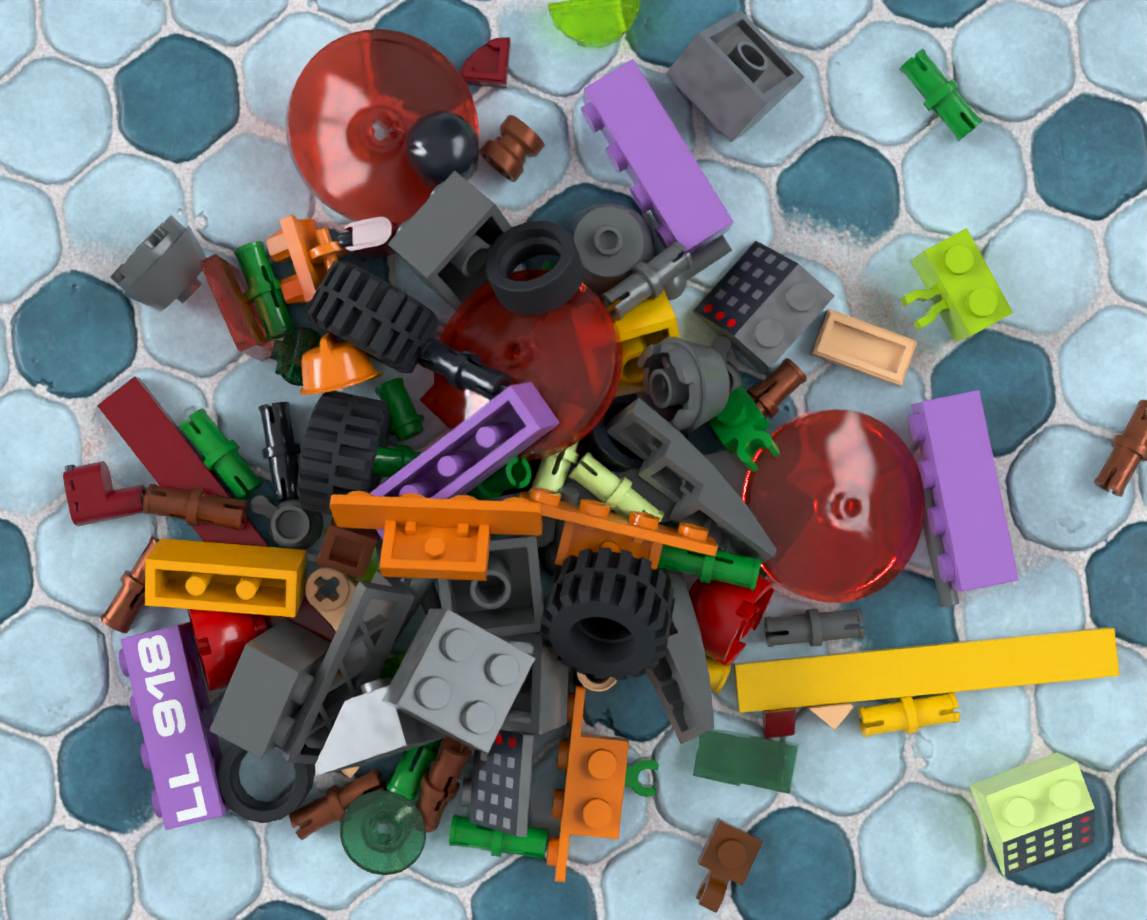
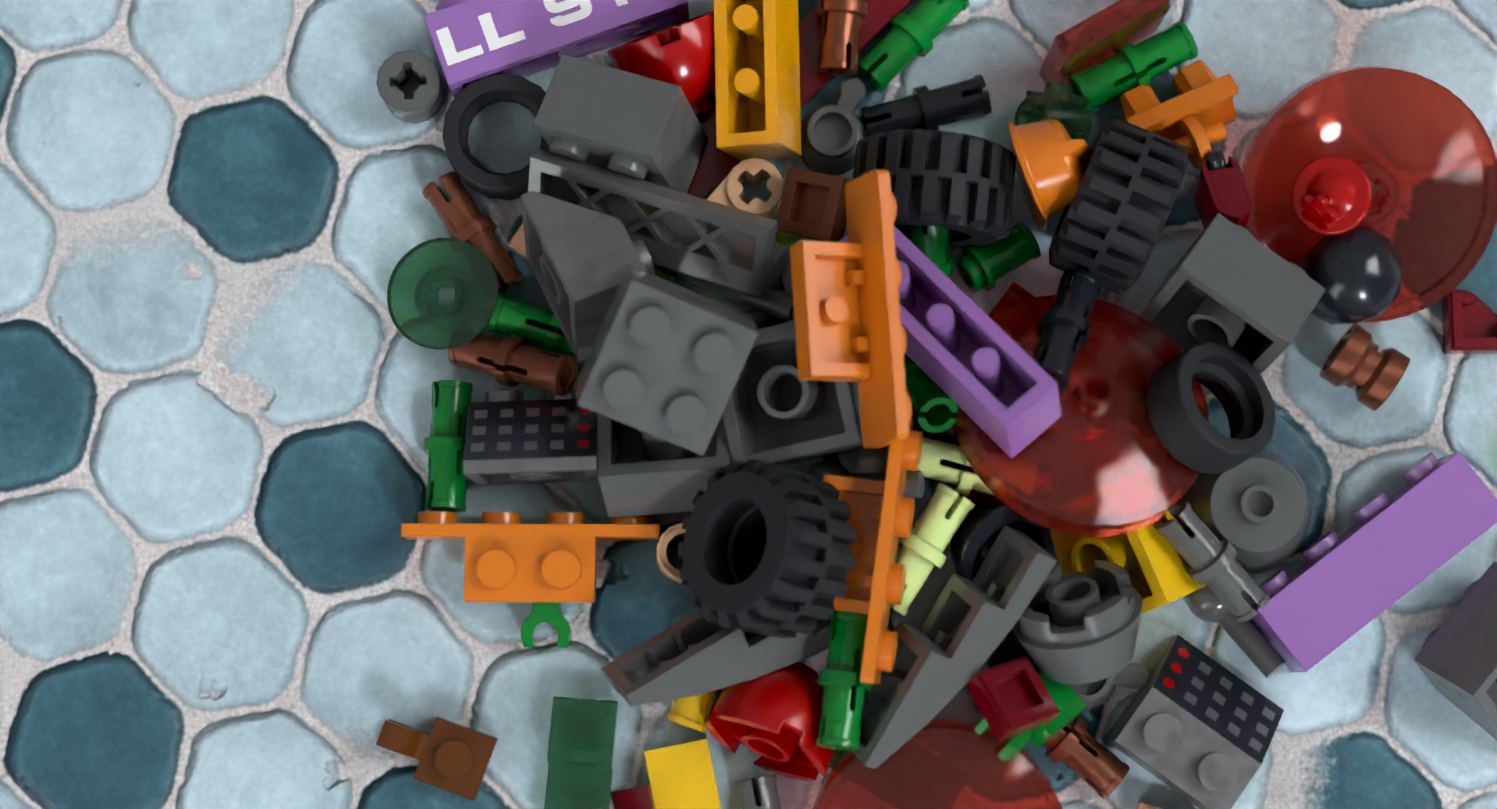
camera: 90 degrees right, 5 degrees down
(227, 833) = (413, 100): none -> dark grey wheel
(382, 156) = (1331, 195): none -> red hat
(735, 441) = (1012, 698): none -> dark red tile

